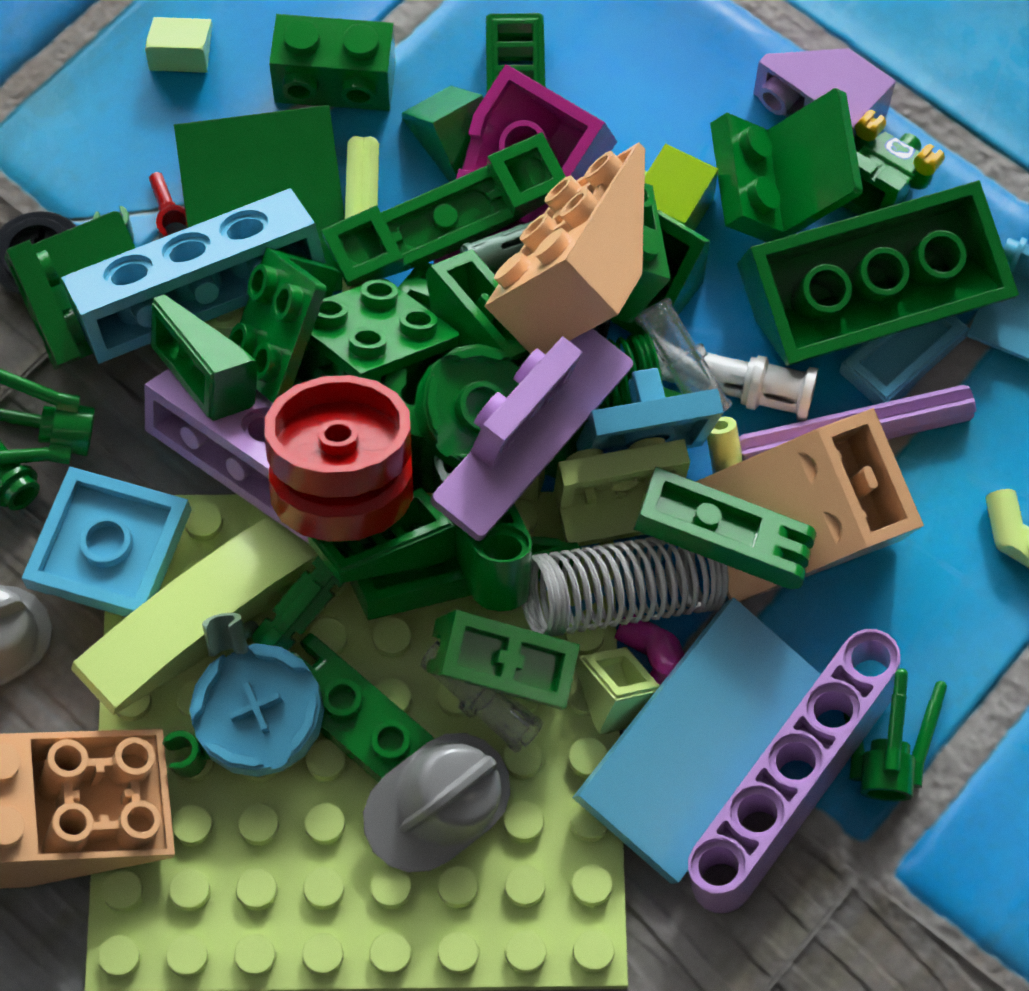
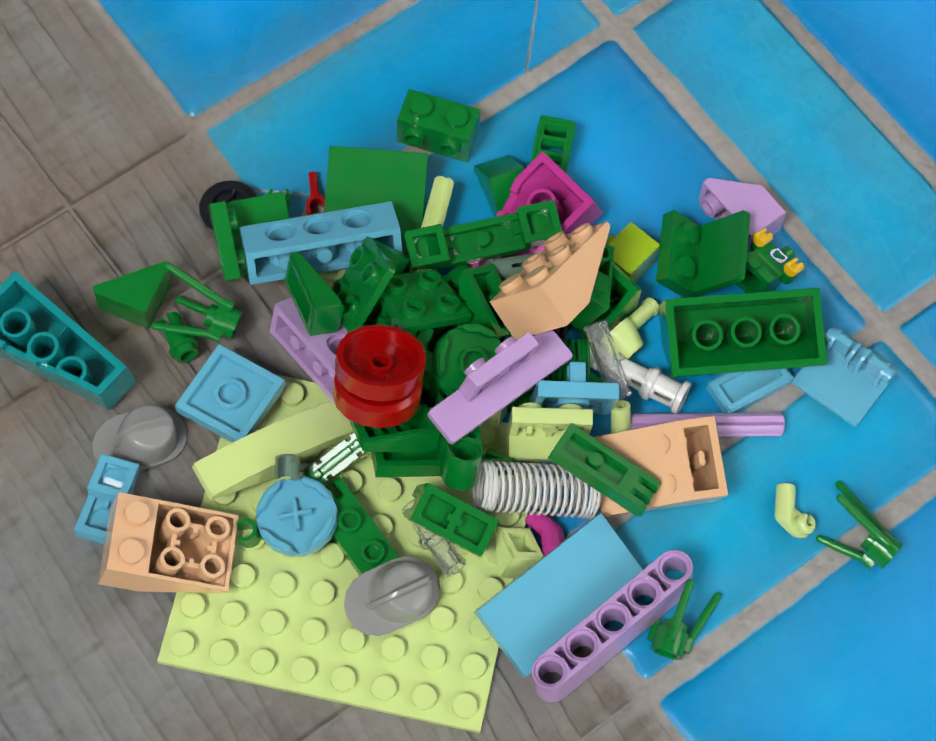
camera: 10 degrees right, 0 degrees up
(179, 44) = (346, 93): yellowish green slope -> none
(699, 312) = (625, 334): none -> yellowish green bar

